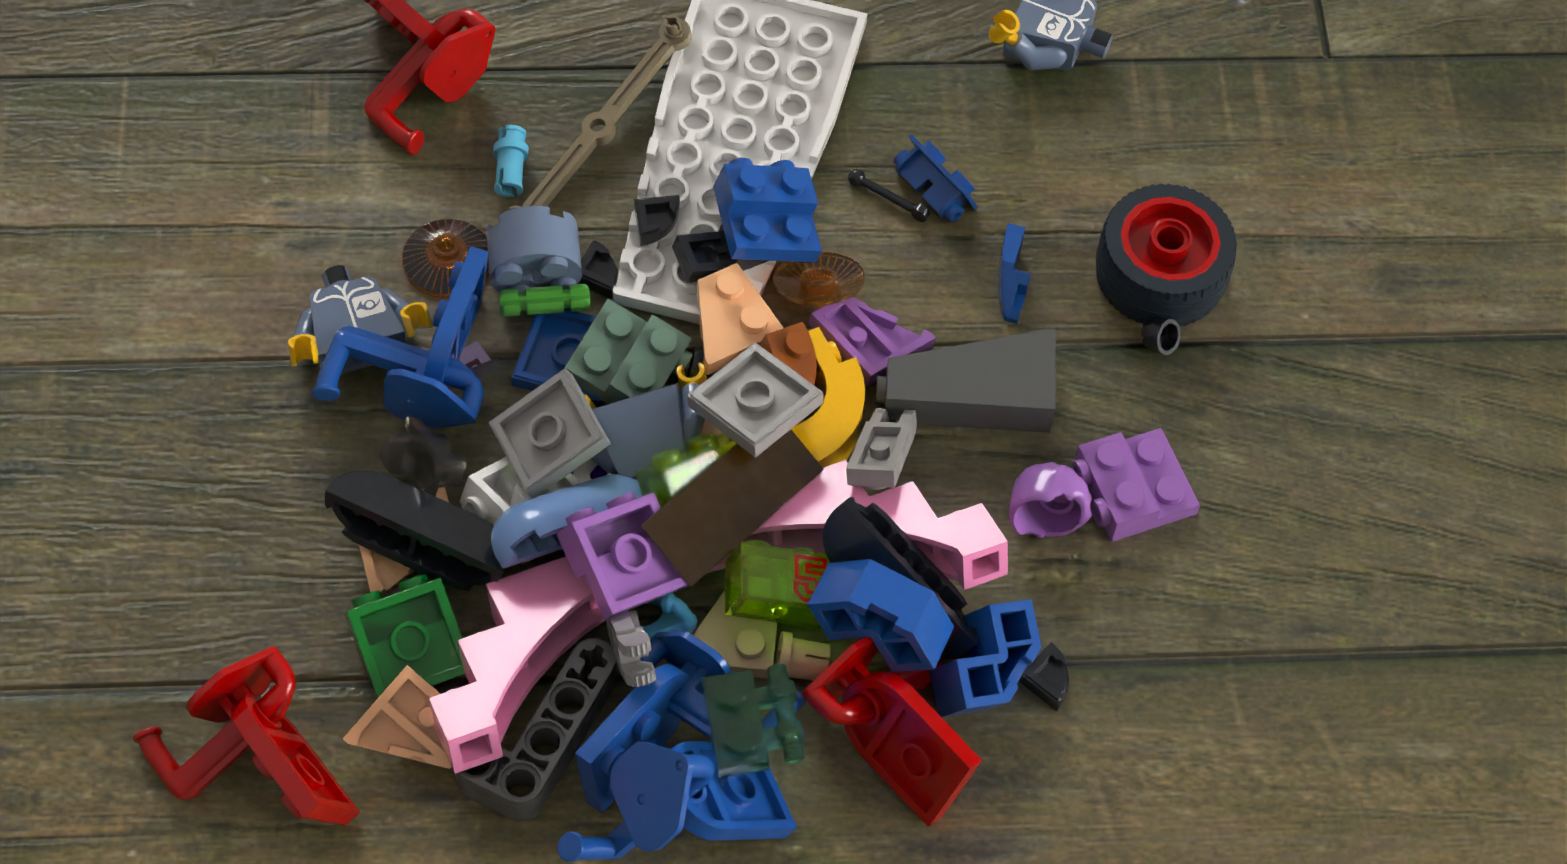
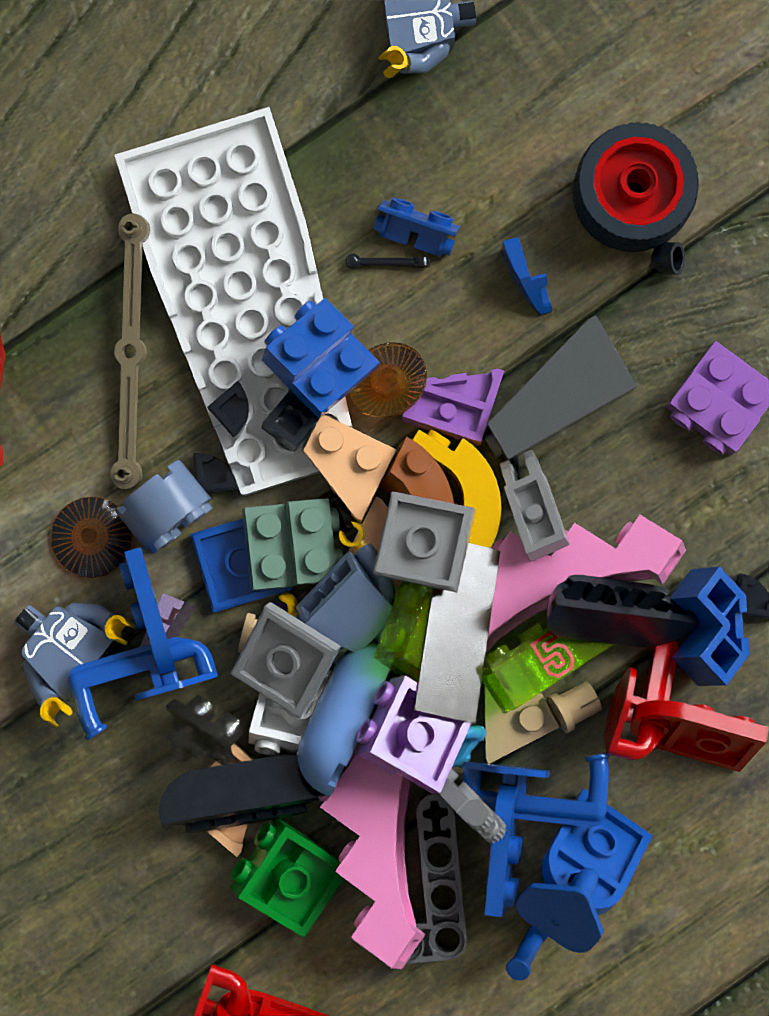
camera: 25 degrees left, 25 degrees up
(402, 722) = (328, 942): light nougat wing -> none
(510, 155) = (81, 423): medium azure pin -> none
(544, 300) = (196, 536): bright green axle -> none
(736, 720) = (579, 811): clear green plate -> none
(881, 604) = (627, 657): blue brick -> none
(1049, 501) = (672, 461): medium lavender hair -> none

